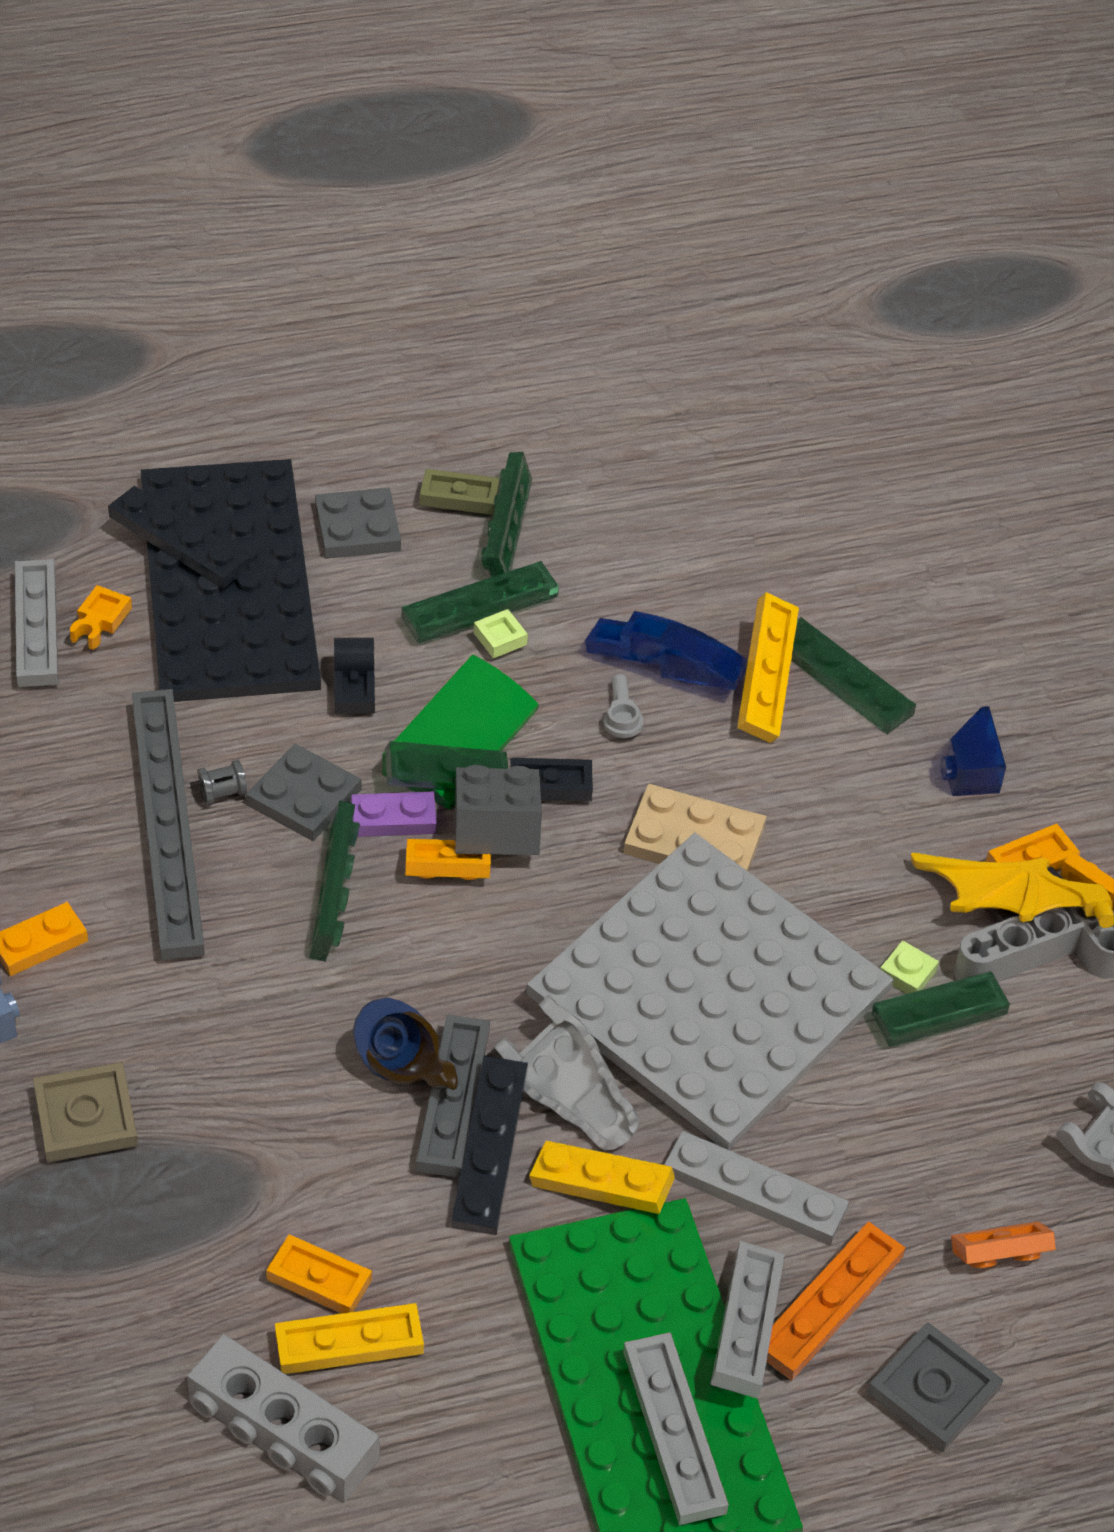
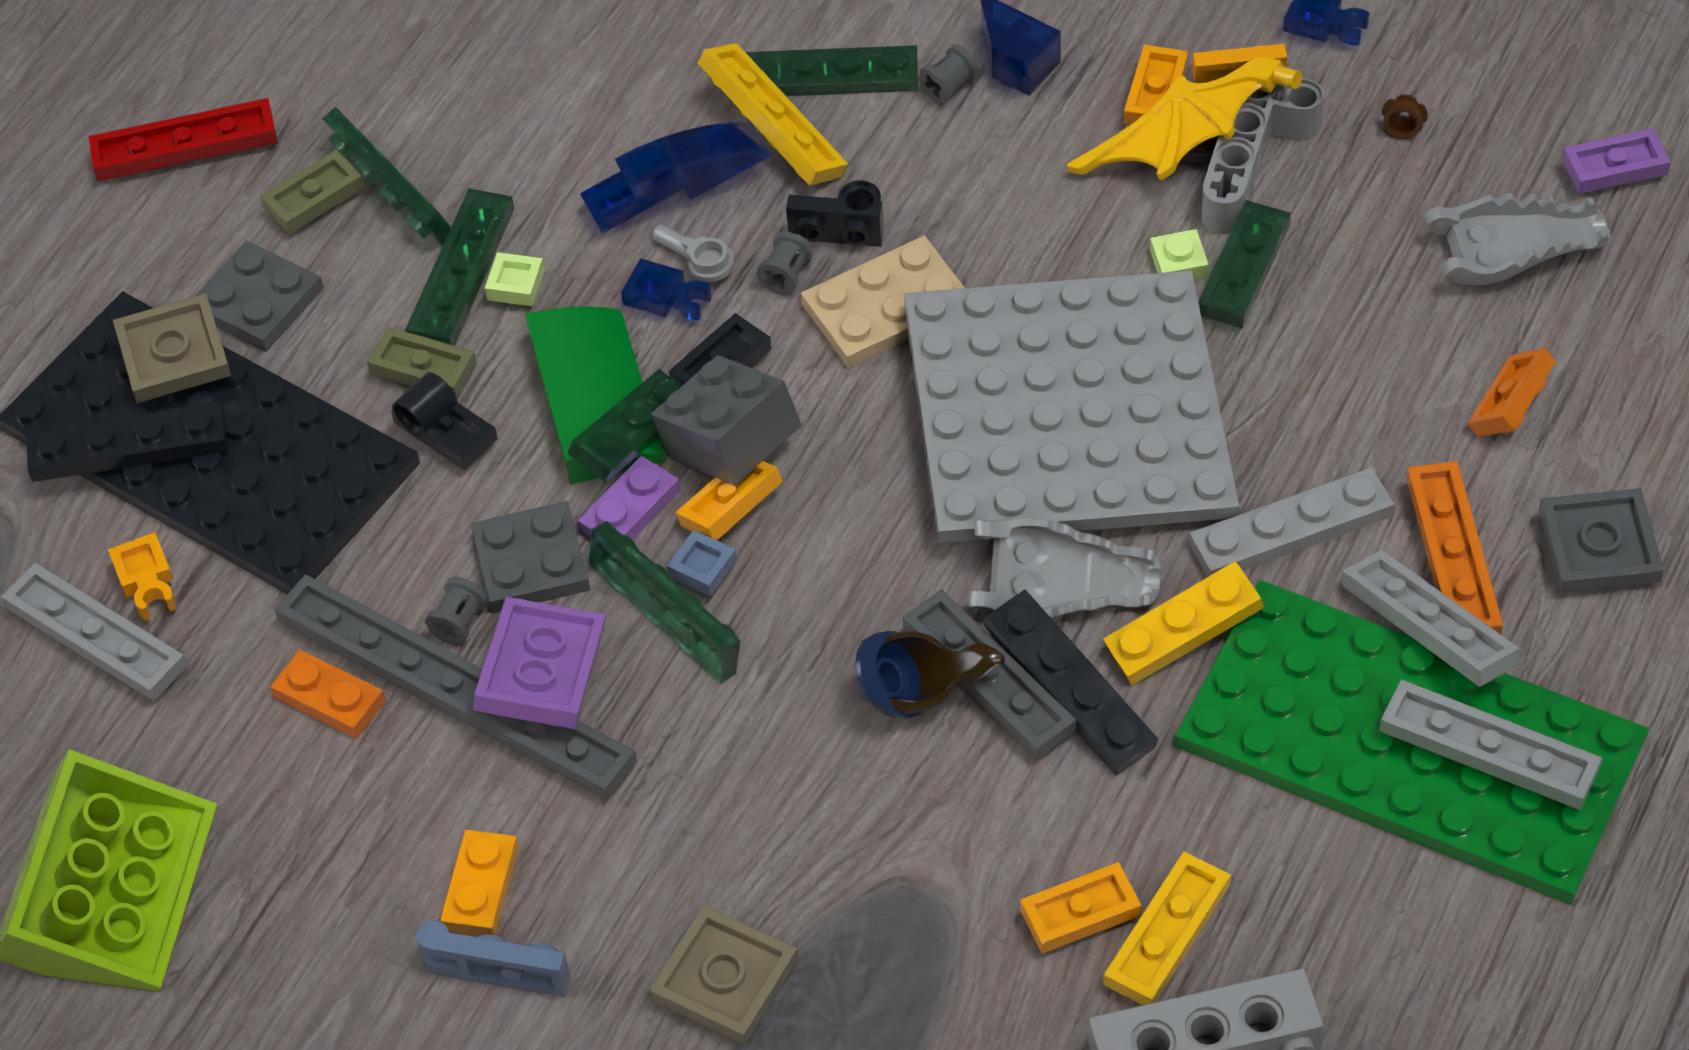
camera: 40 degrees left, 5 degrees up
(104, 765) = (328, 694): none -> orange plate
(217, 847) = (539, 663): none -> medium lavender plate
(263, 506) = (171, 348): none -> dark tan plate
(384, 880) = (701, 563): none -> sand blue plate
(392, 636) = (409, 357): none -> olive plate
(432, 405) = (182, 139): none -> red plate
(573, 710) = (660, 287): none -> clear blue plate
(650, 765) = (784, 263): none -> dark grey bush
(736, 767) = (849, 219): none -> black plate
(911, 737) = (948, 73): none -> dark grey bush

